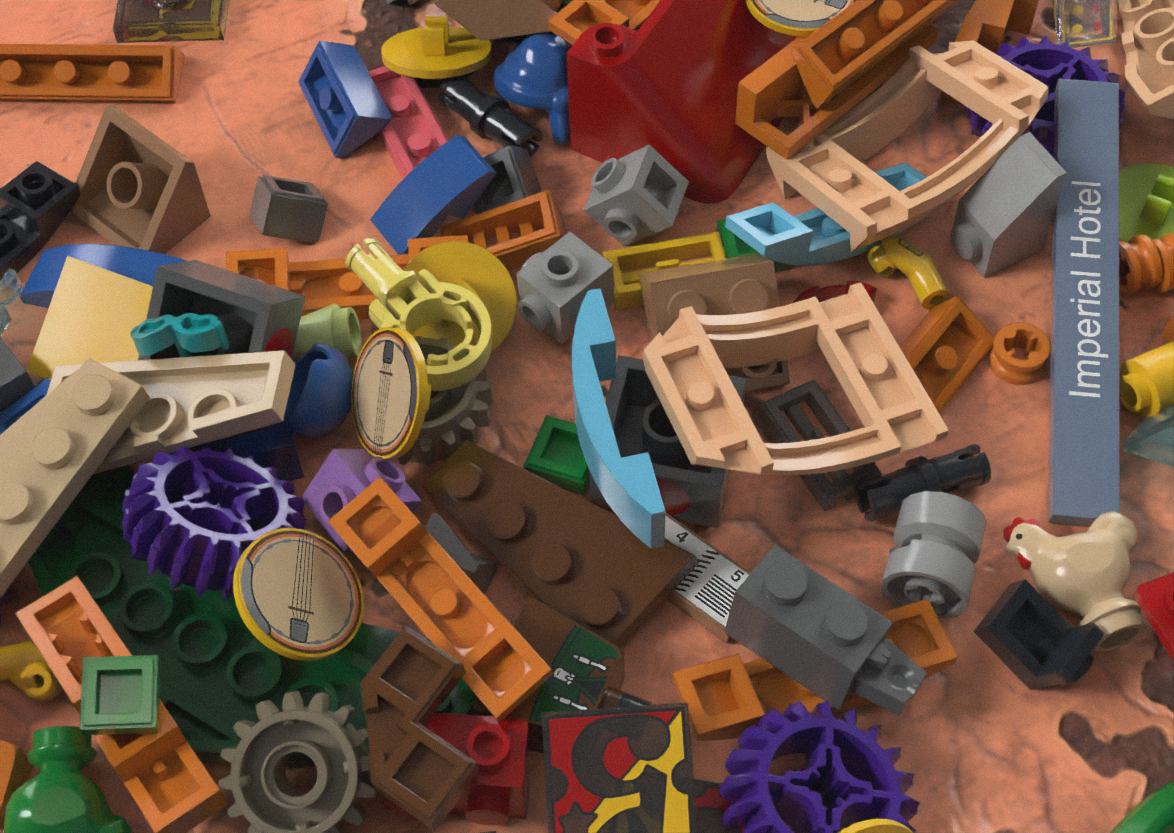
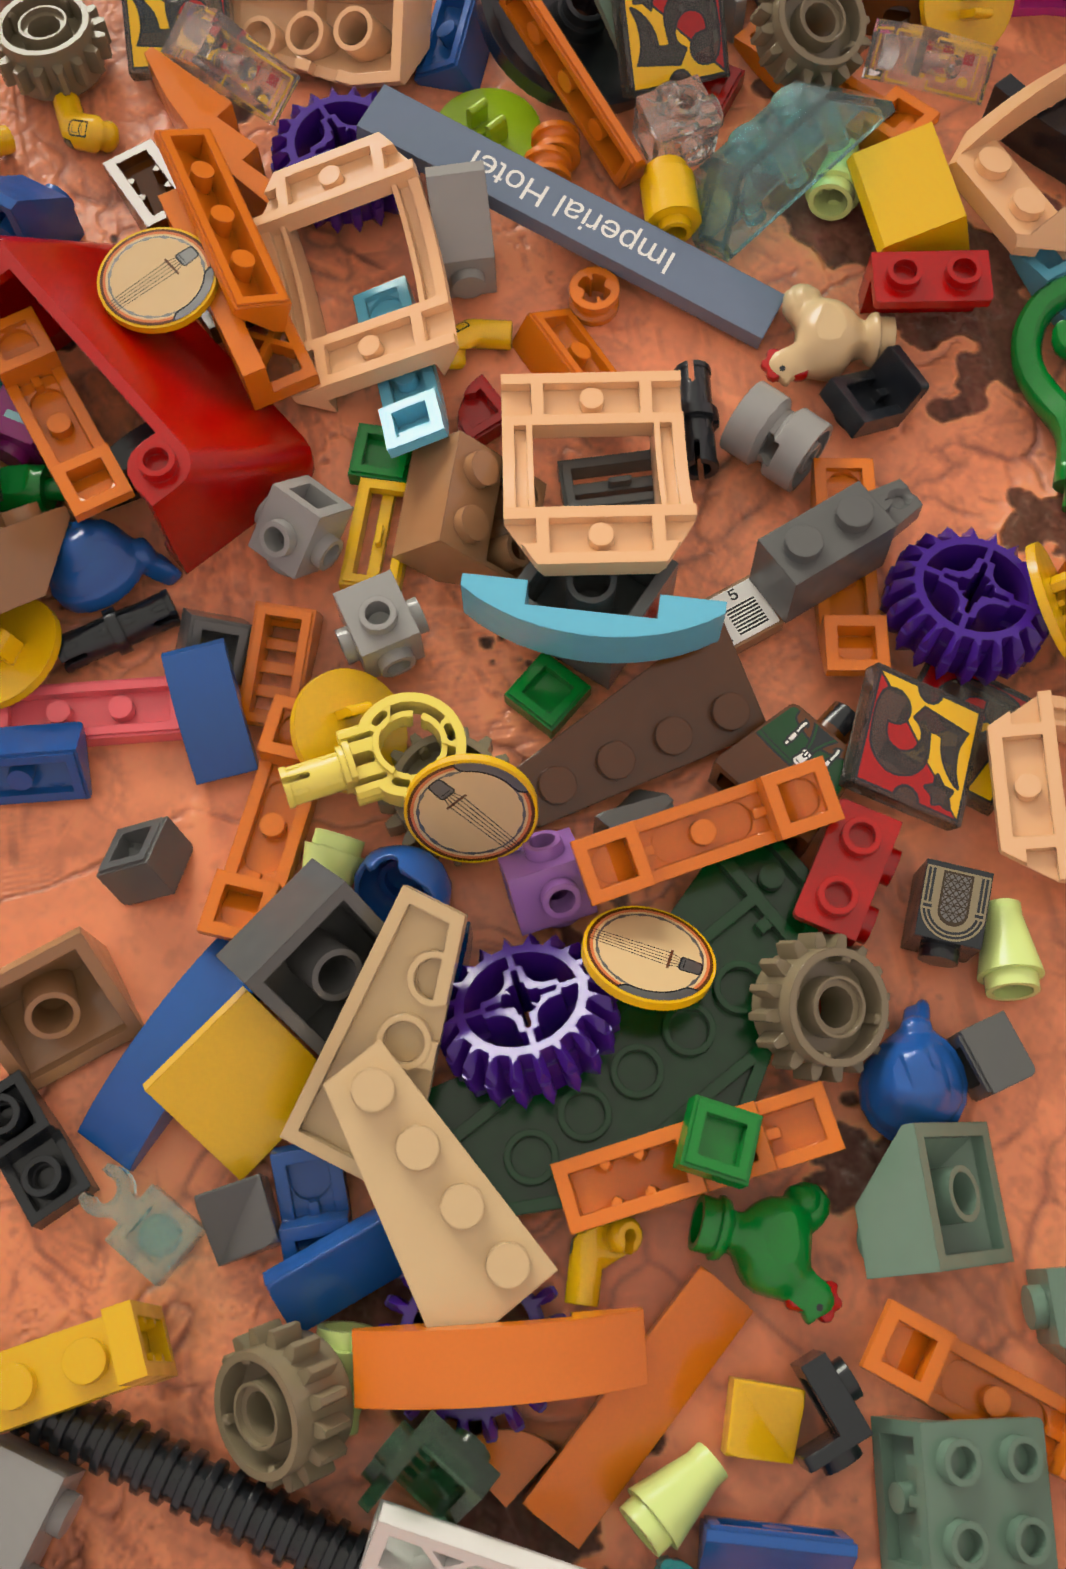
camera: 70 degrees left, 15 degrees up
(188, 332) = (330, 976): teal piece -> none
(405, 757) = (808, 894): reddish brown tile -> none

